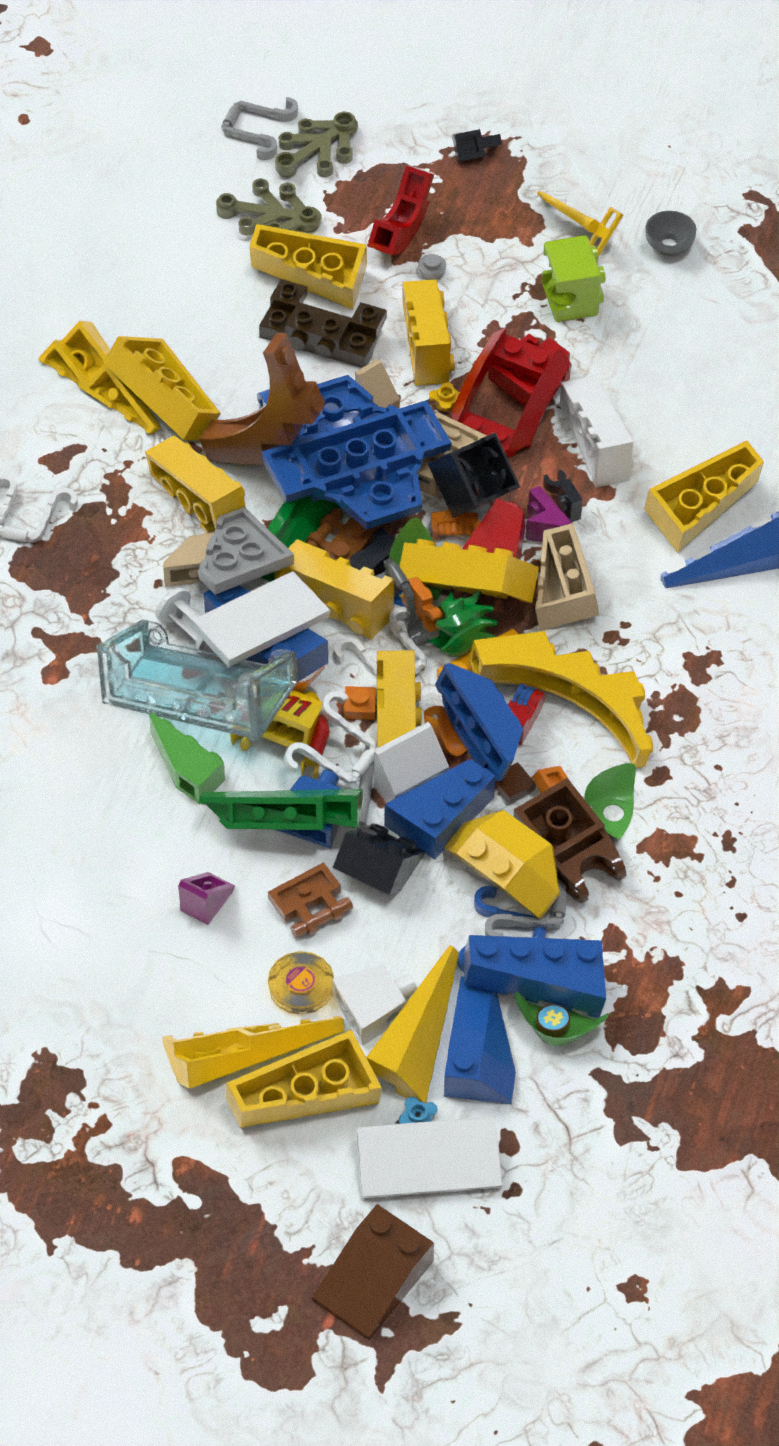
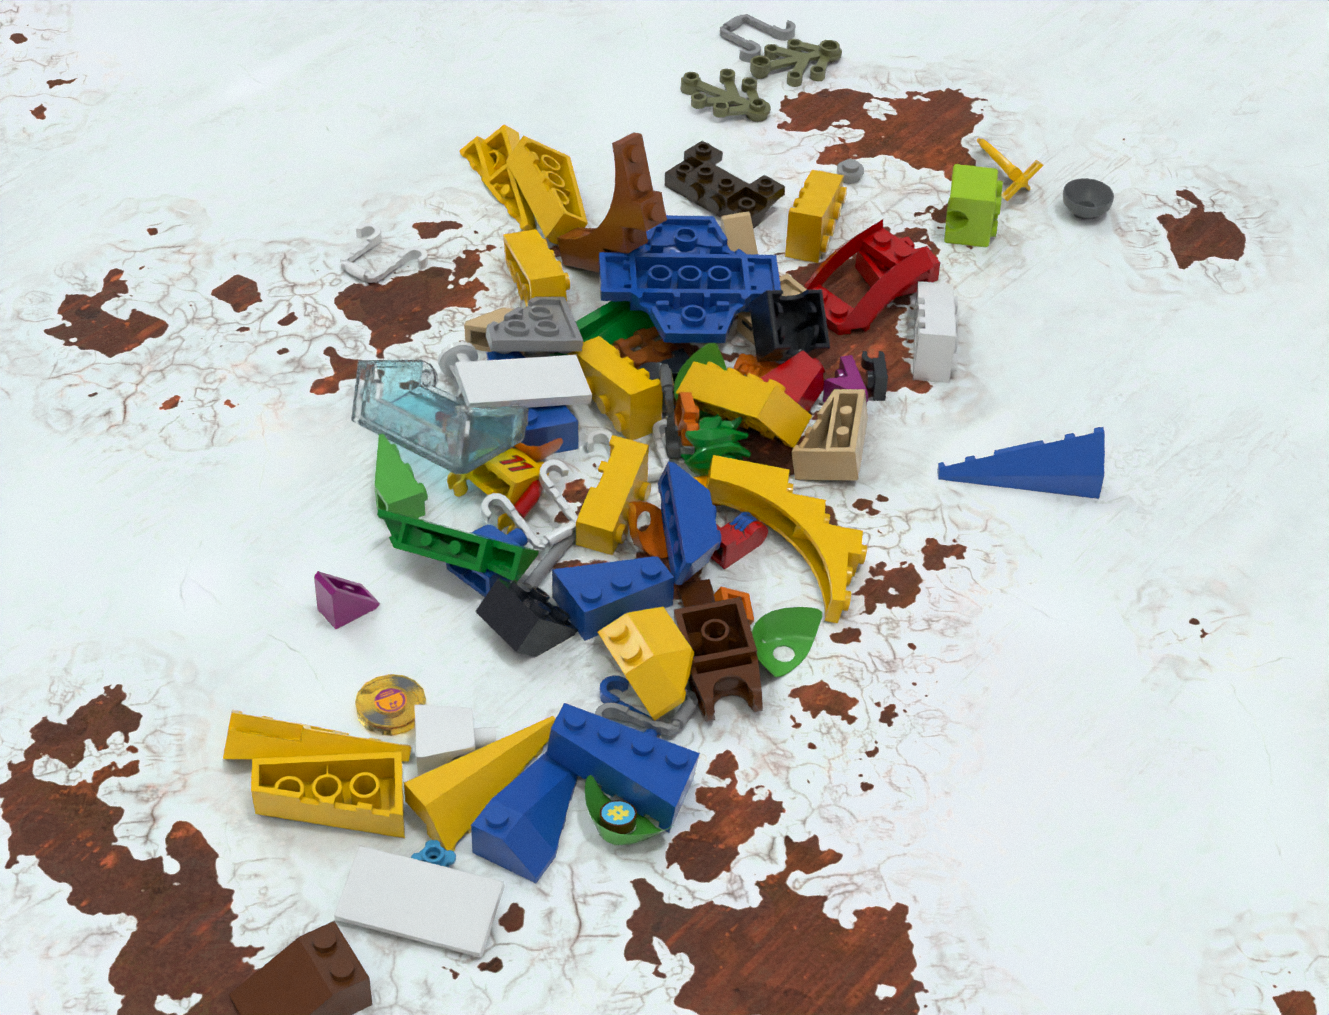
camera: 20 degrees right, 10 degrees down
(305, 892) = (440, 627): dark orange plate -> none
(321, 263) = (746, 140): yellow wedge -> none
(360, 703) = (580, 485): orange plate -> none
(404, 219) = (845, 126): red arch -> none
(408, 762) = (596, 537): white slope -> none
(444, 397) = (804, 269): yellow plate -> none
(471, 144) = (934, 91): black plate -> none
(702, 493) = (1012, 405): yellow wedge -> none

